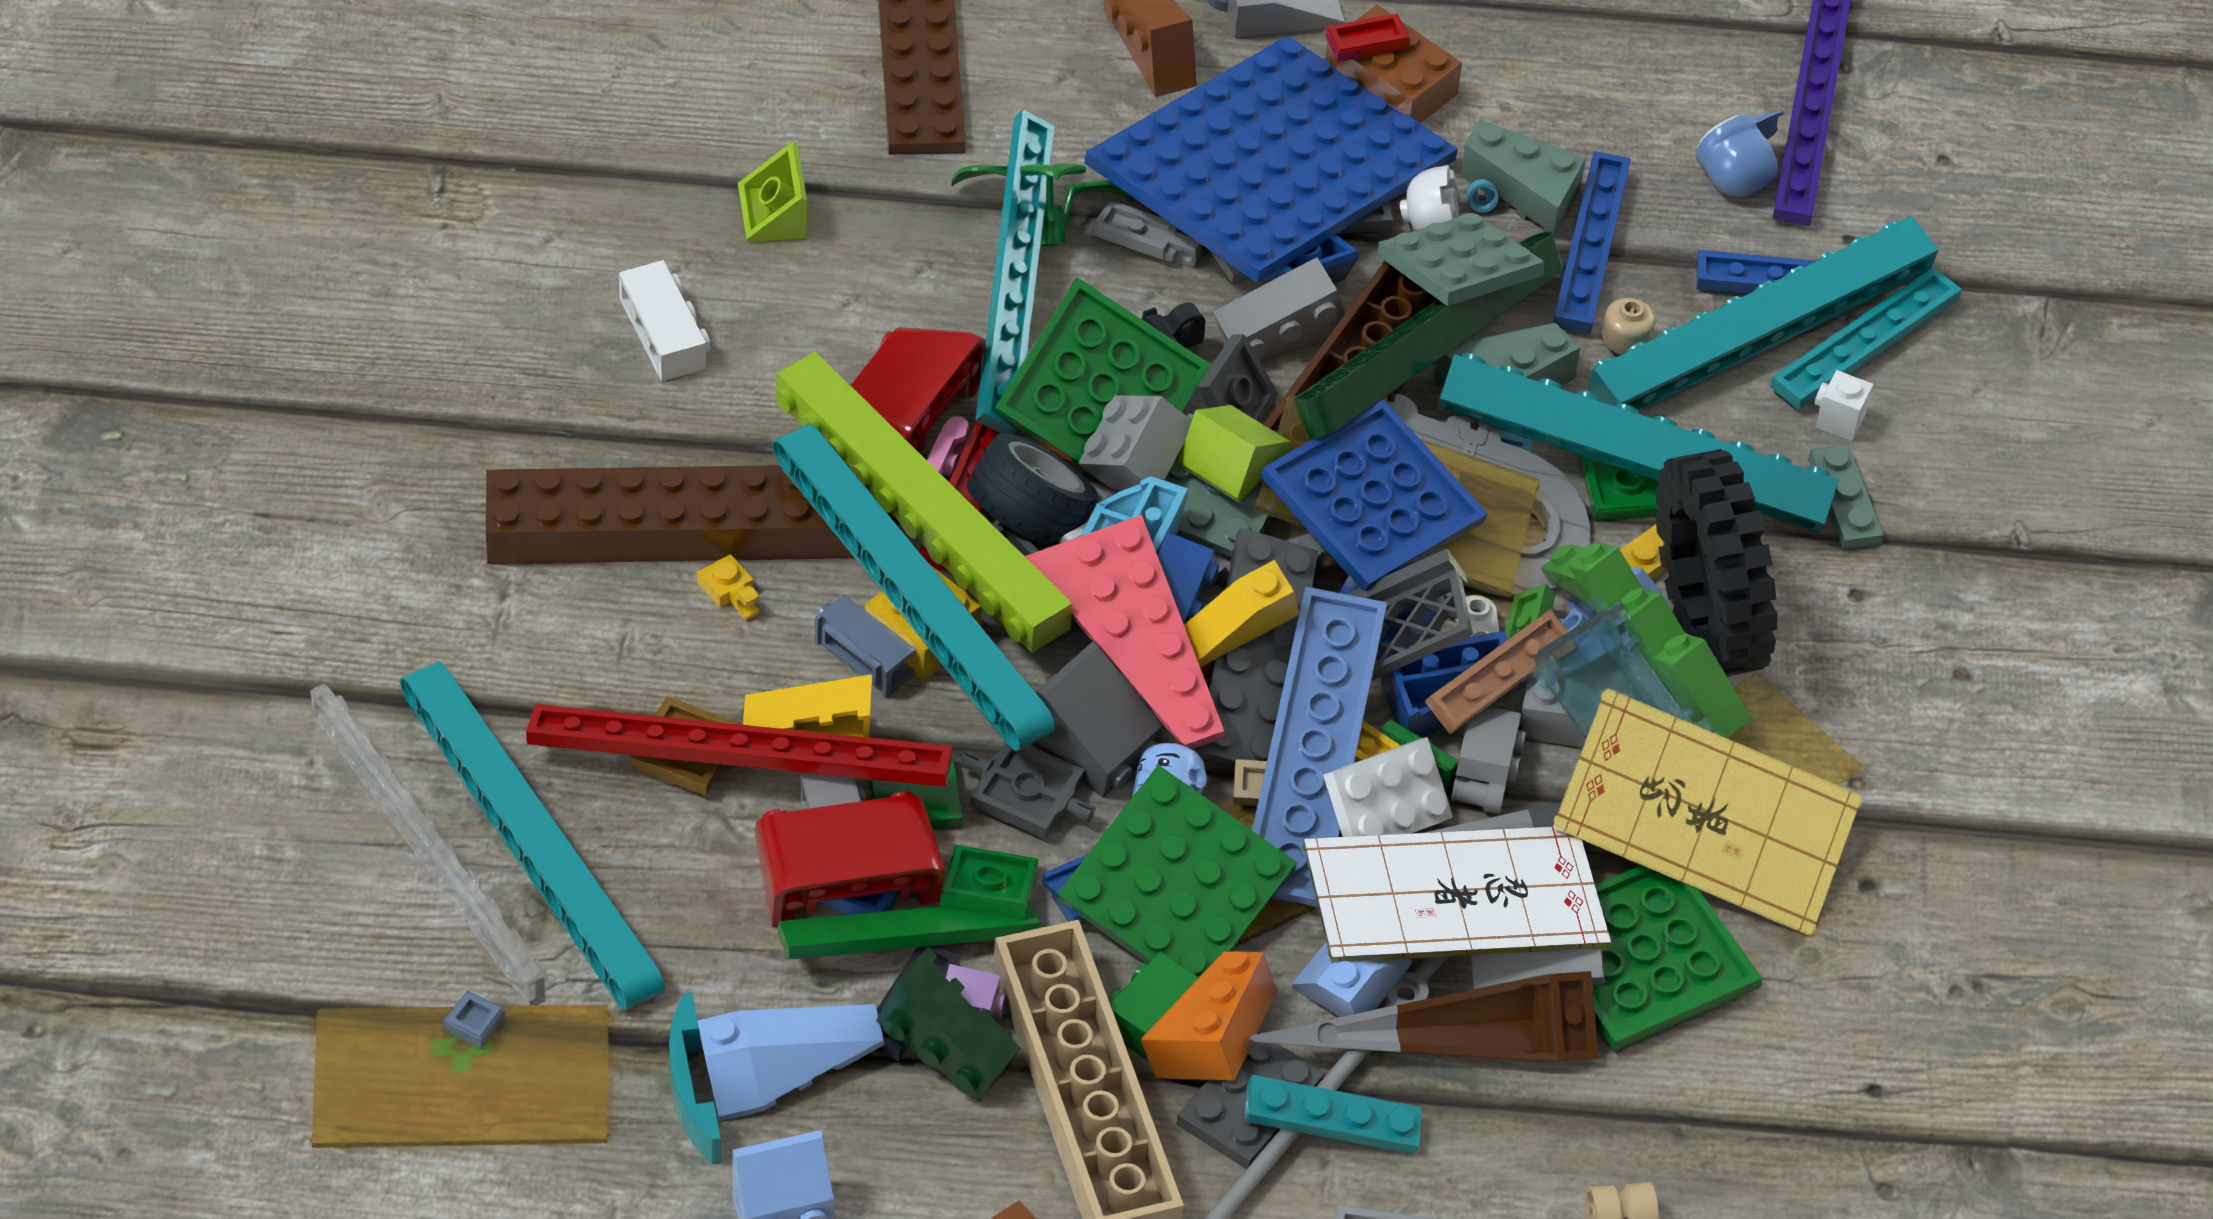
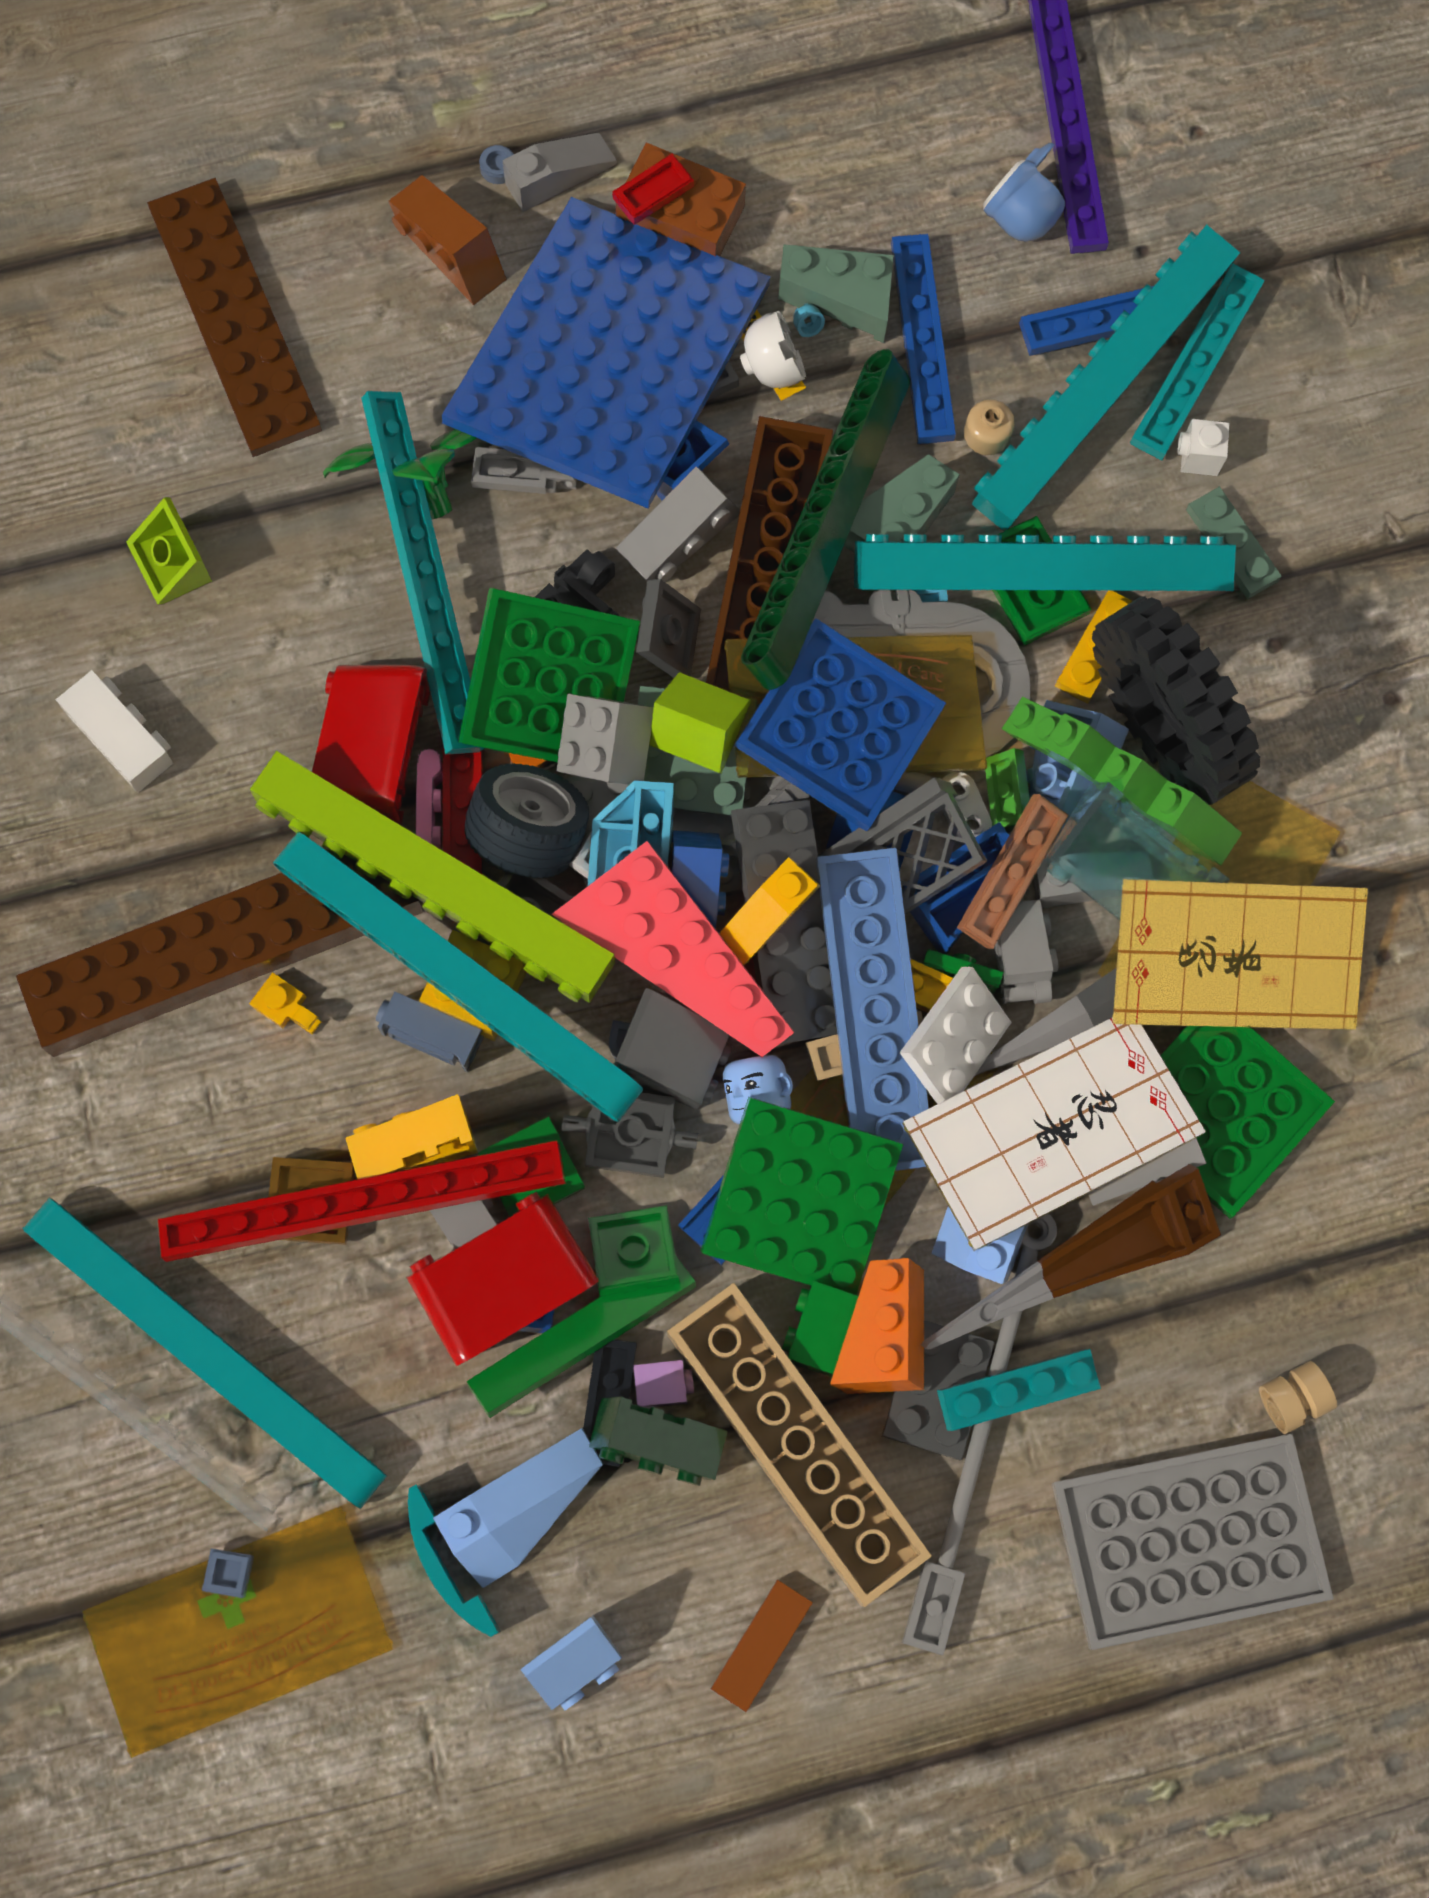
camera: 20 degrees left, 25 degrees up
(1460, 258) = (827, 423): sand green plate -> none

